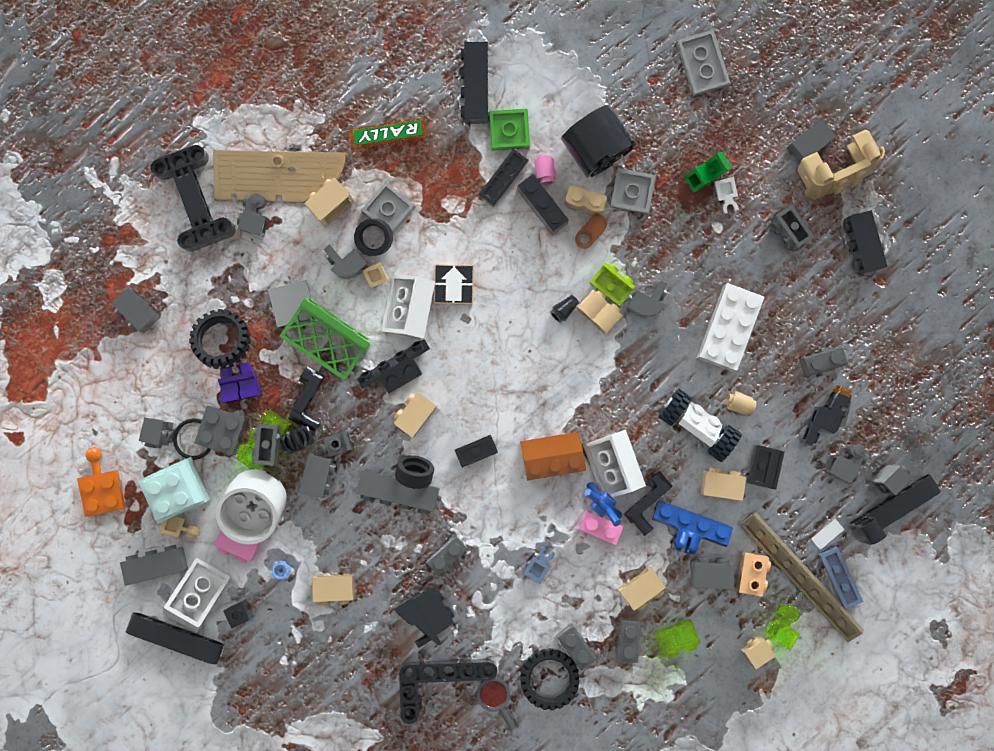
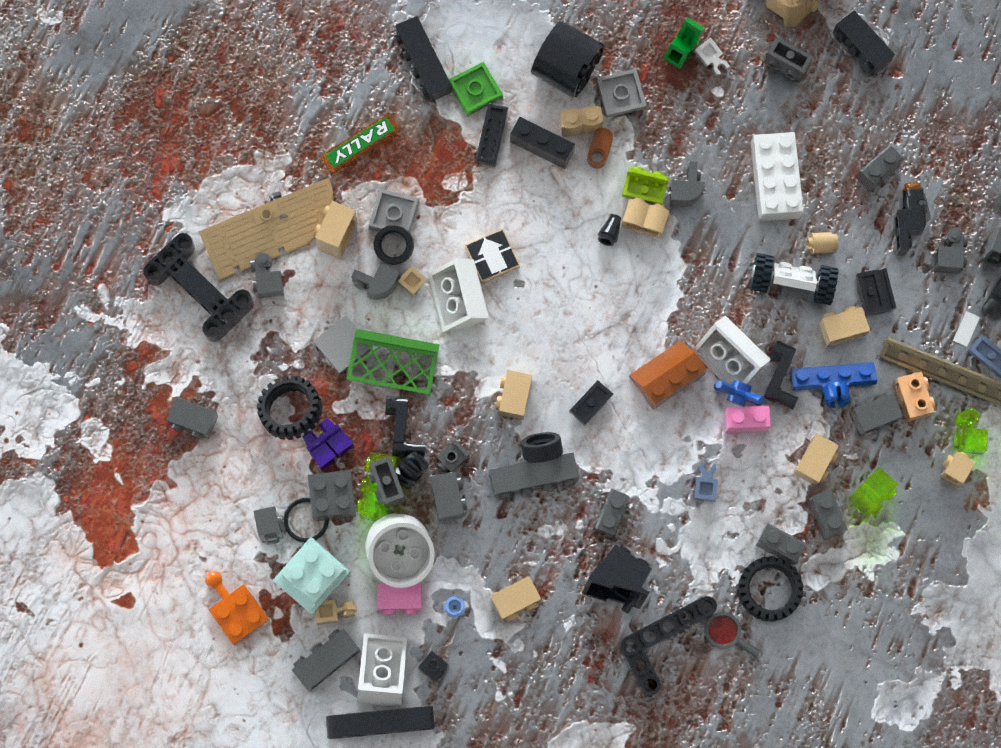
camera: 25 degrees left, 10 degrees down
(397, 370) = (476, 361): black bracket -> none
(545, 169) = (528, 109): bright pink brick -> none

